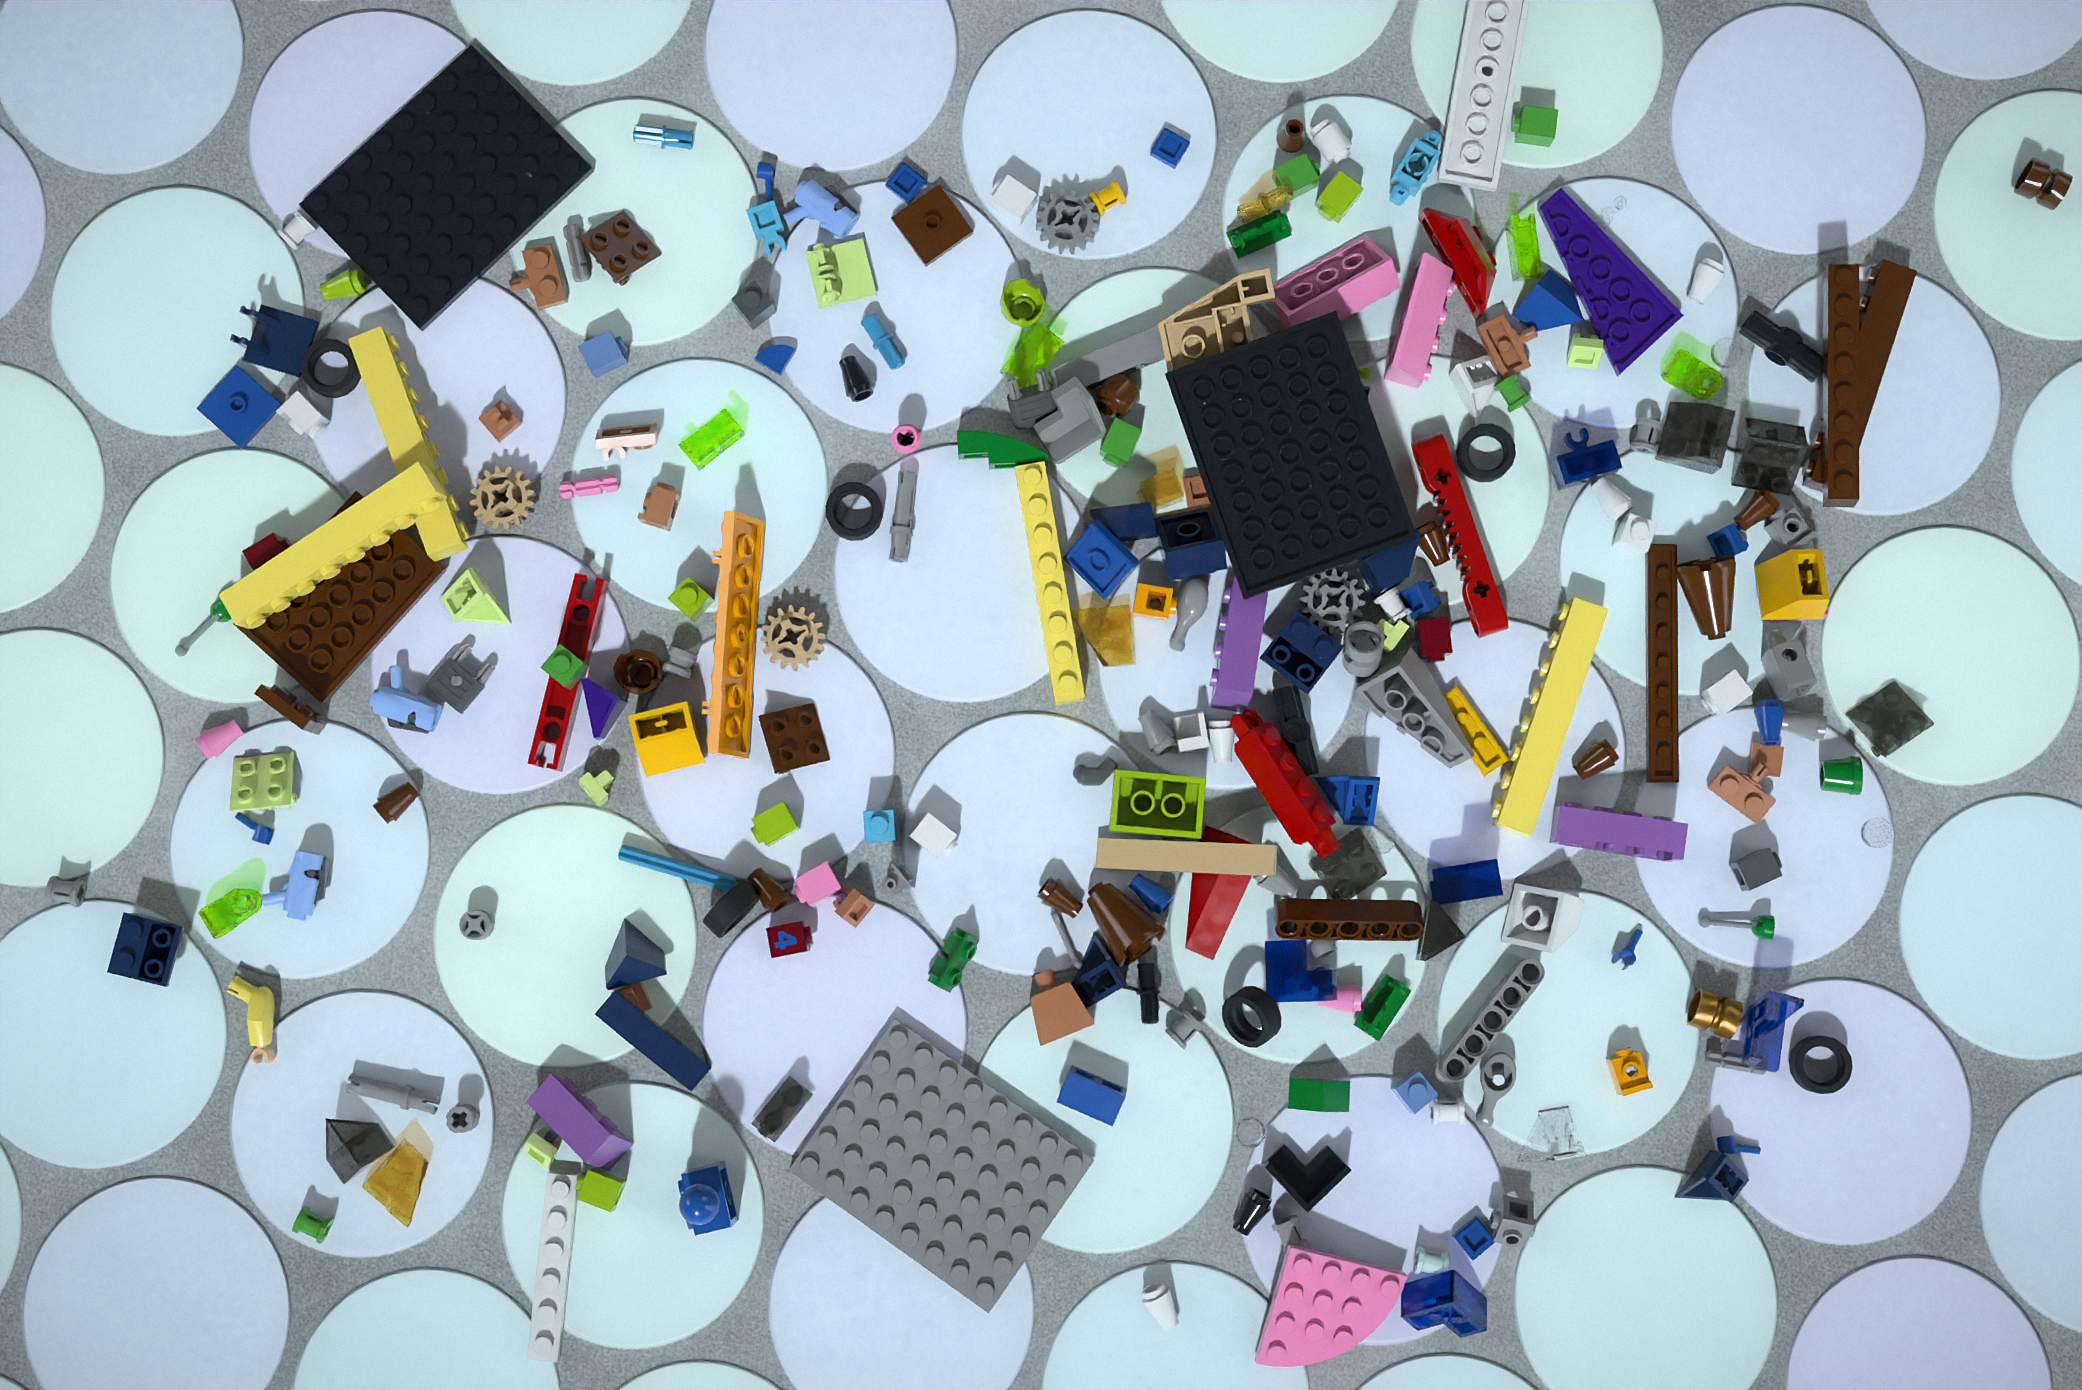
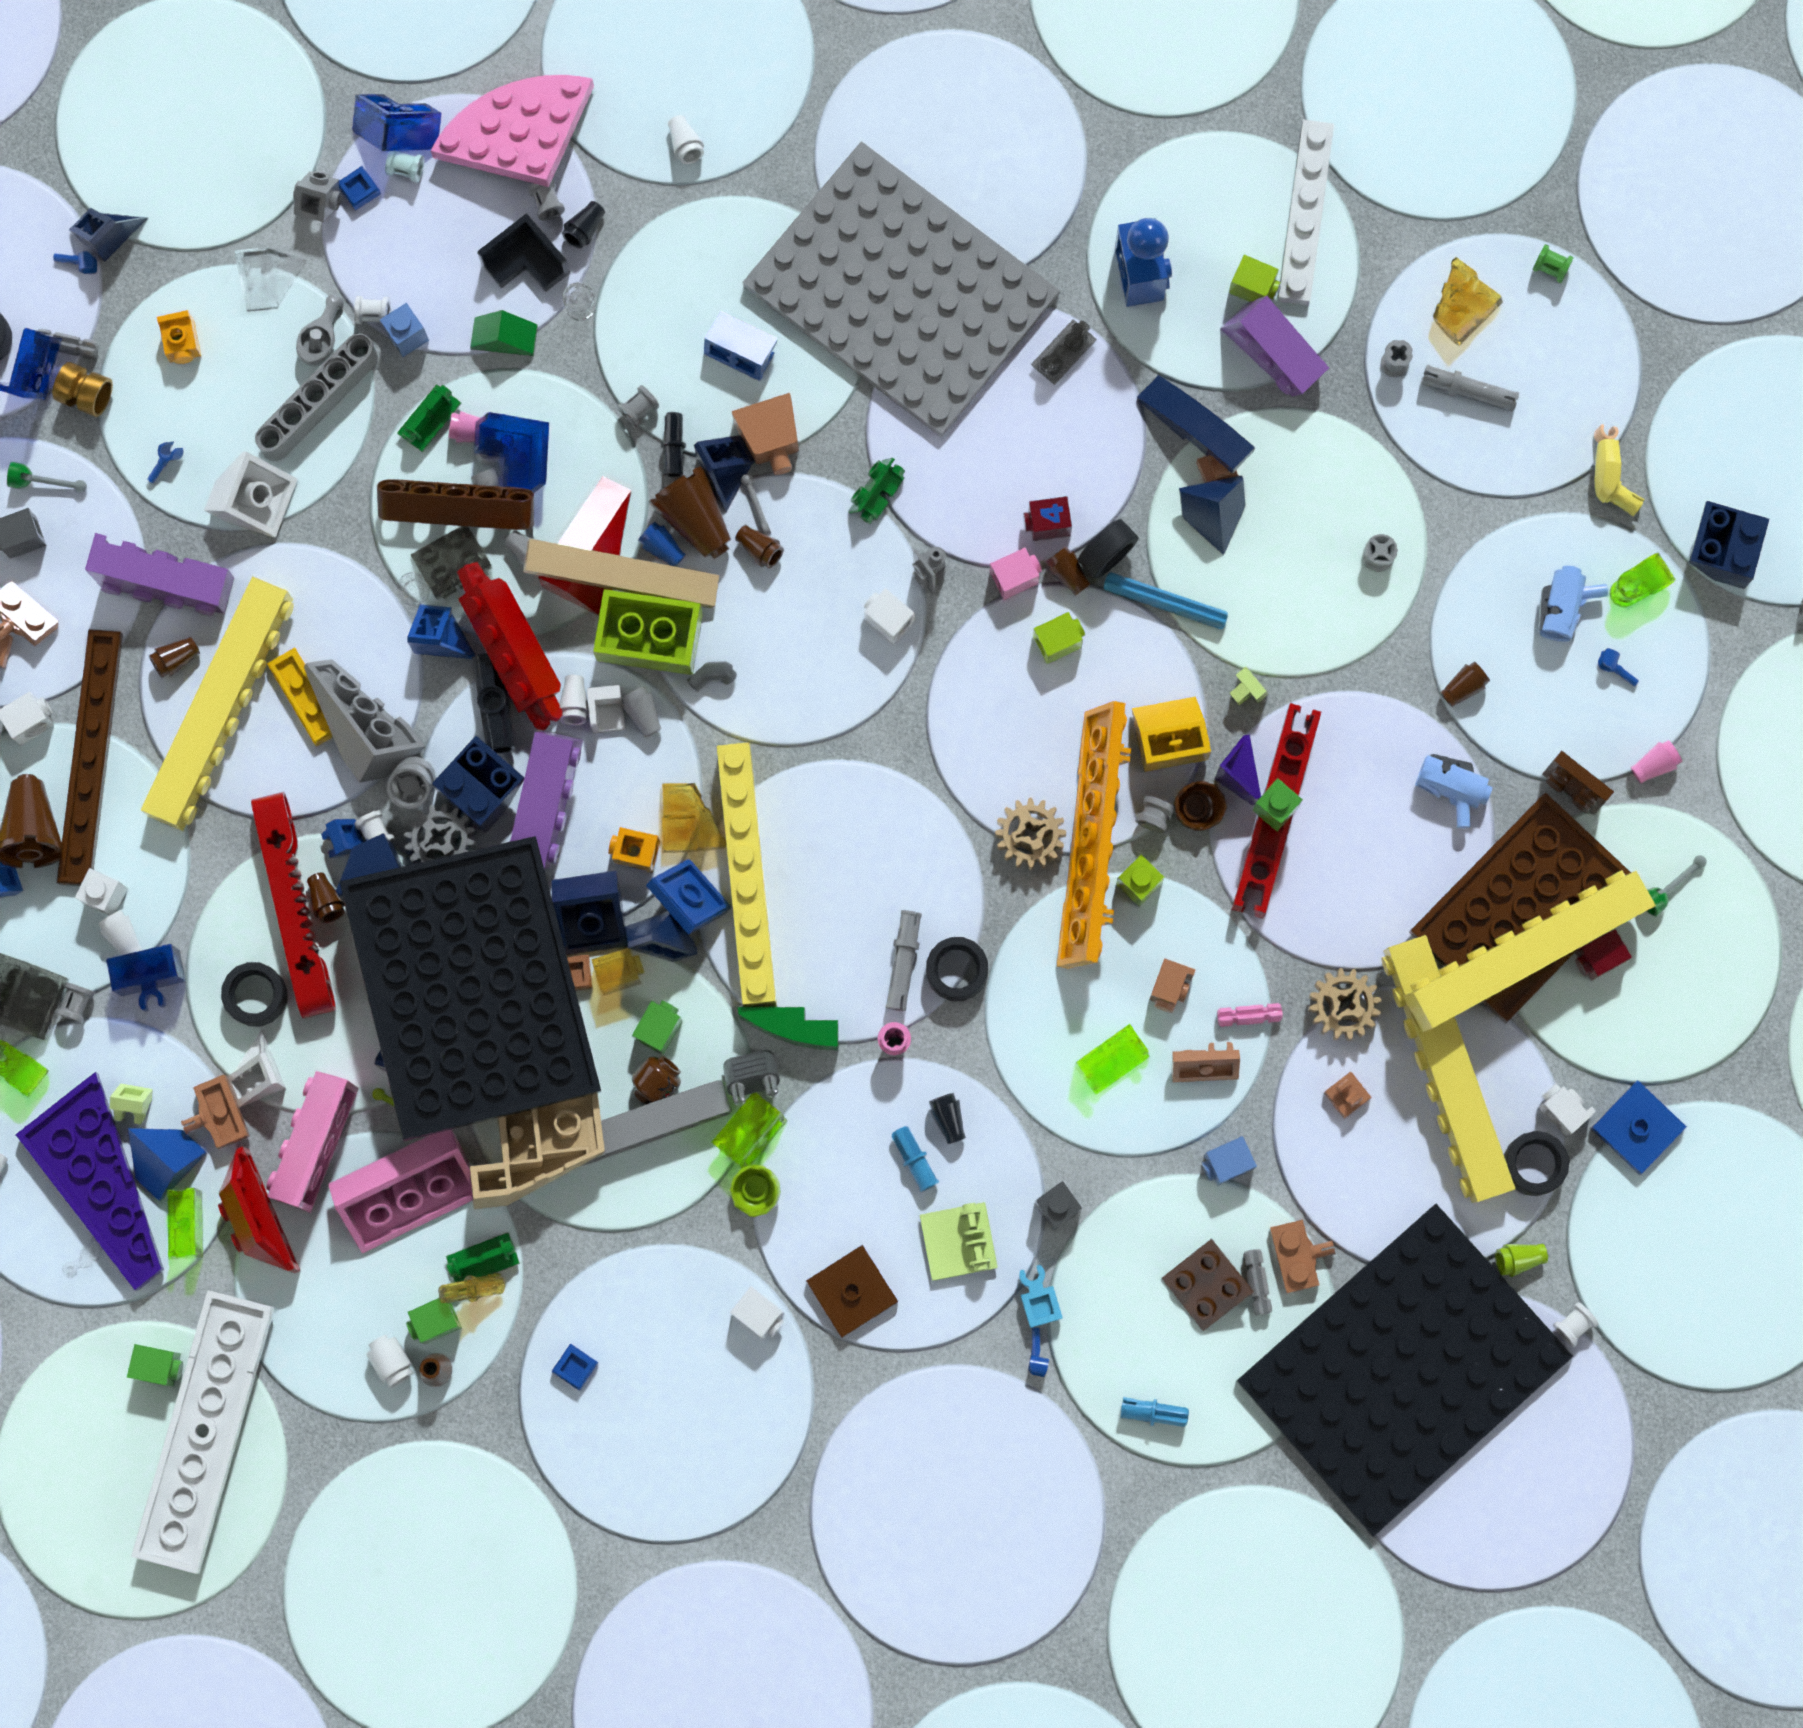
camera: 170 degrees left, 5 degrees down
(262, 782) = (1608, 713): yellowish green hinge -> none
(277, 339) = (1595, 1200): dark blue plate -> none
(354, 1146) = (1508, 336): clear smoke slope -> none
(455, 683) = (1399, 807): dark grey piece -> none
(473, 600) = (1379, 896): yellowish green slope -> none
(540, 1150) = (1315, 322): yellowish green tile -> none
(776, 357) = (1036, 1148): blue tile -> none
(794, 738) = (1034, 727): reddish brown hinge -> none
(825, 206) = (972, 1317): light blue piece -> none
(853, 907) = (978, 547): nougat tile -> none
(880, 826) = (946, 628): medium azure brick -> none
(906, 183) = (879, 1343): blue tile -> none
(1061, 211) = (690, 1269): light grey gear -> none
(1073, 424) = (711, 1045): light grey panel -> none
(1107, 197) = (651, 1309): yellow bush -> none
(1190, 607) = (594, 842): light grey piece -> none
(1264, 1007) = (577, 402): black tyre -> none
(1338, 197) = (388, 1293): lime brick -> none
(1392, 633) = (378, 799): yellowish green tile -> none
(1420, 149) = (276, 1353): medium azure piece -> none
(1433, 639) = (334, 793): dark red brick -> none
(1439, 932) = (361, 482): clear smoke slope -> none
(1465, 882) = (328, 539): clear blue panel -> none
(1512, 393) = (216, 1058): bright green bush -> none

